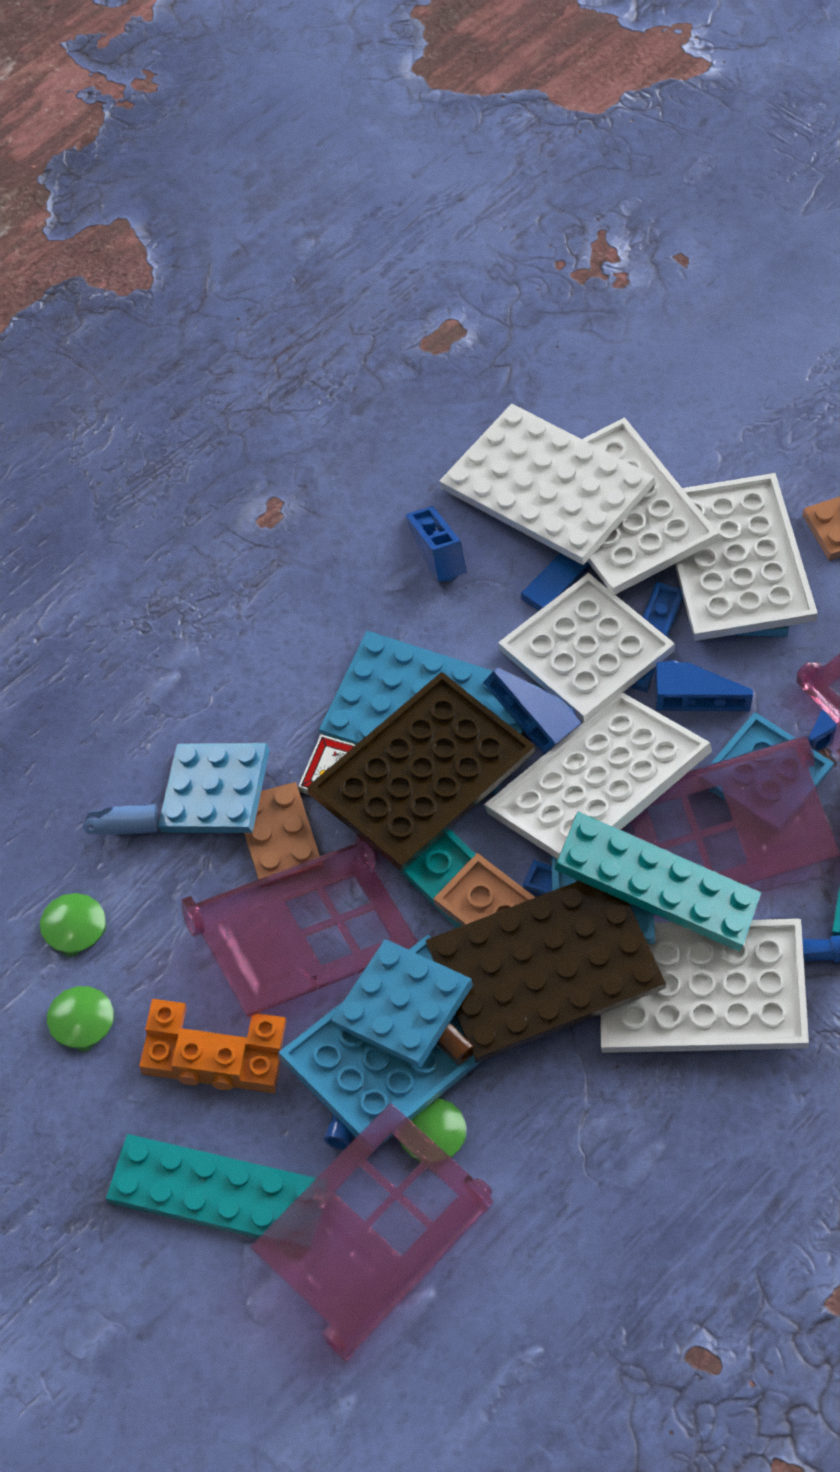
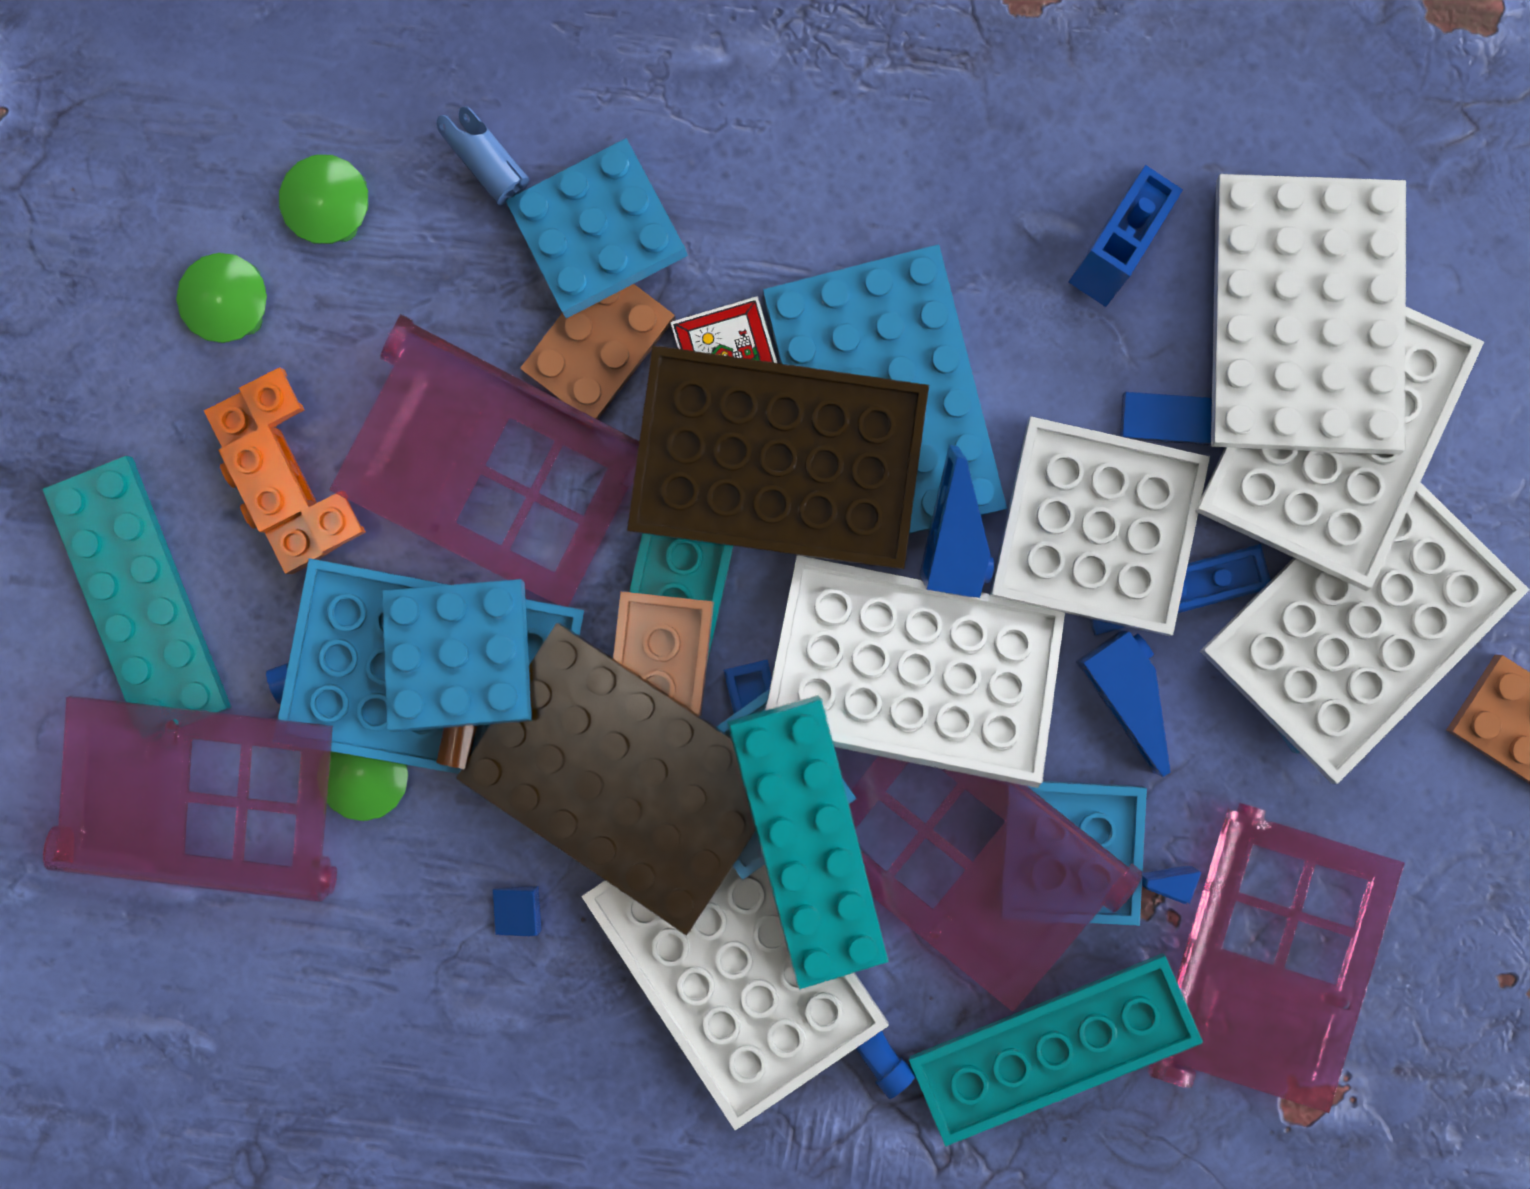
camera: 55 degrees right, 30 degrees up
(584, 1095) = (517, 911): none -> blue slope

